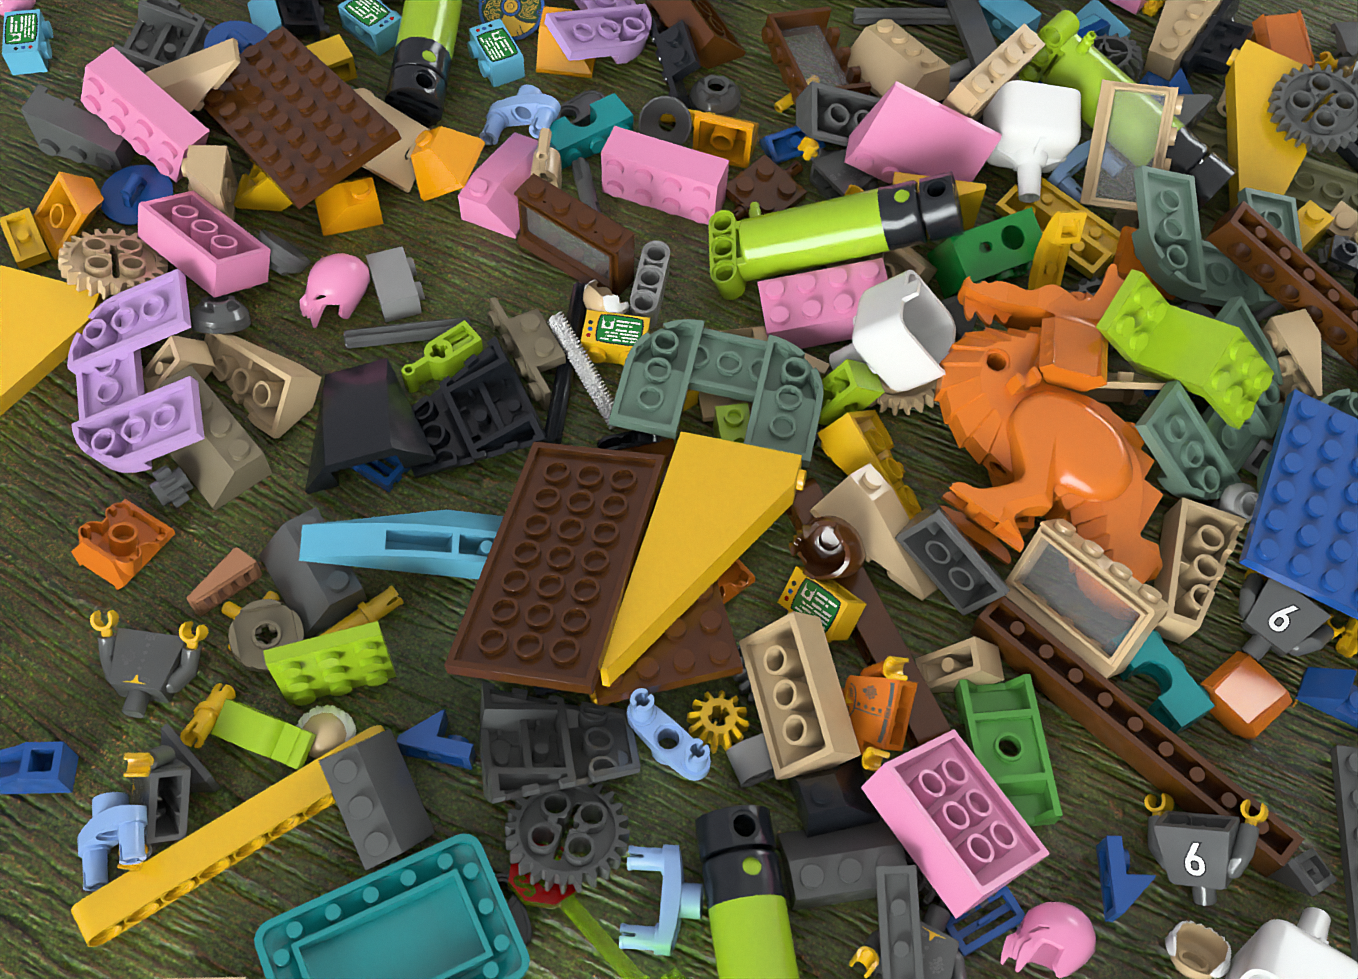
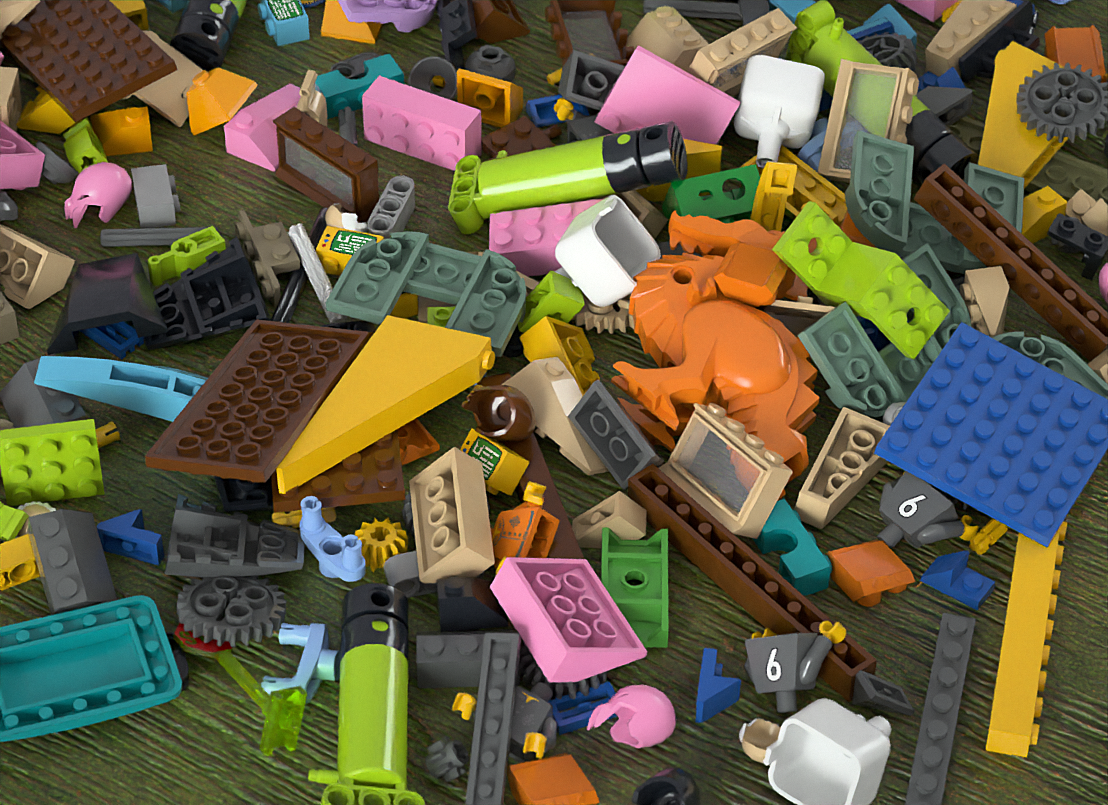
camera: 10 degrees right, 15 degrees down
(311, 232) = (83, 146): none -> lime piece
(525, 108) = (295, 65): light blue connector -> none

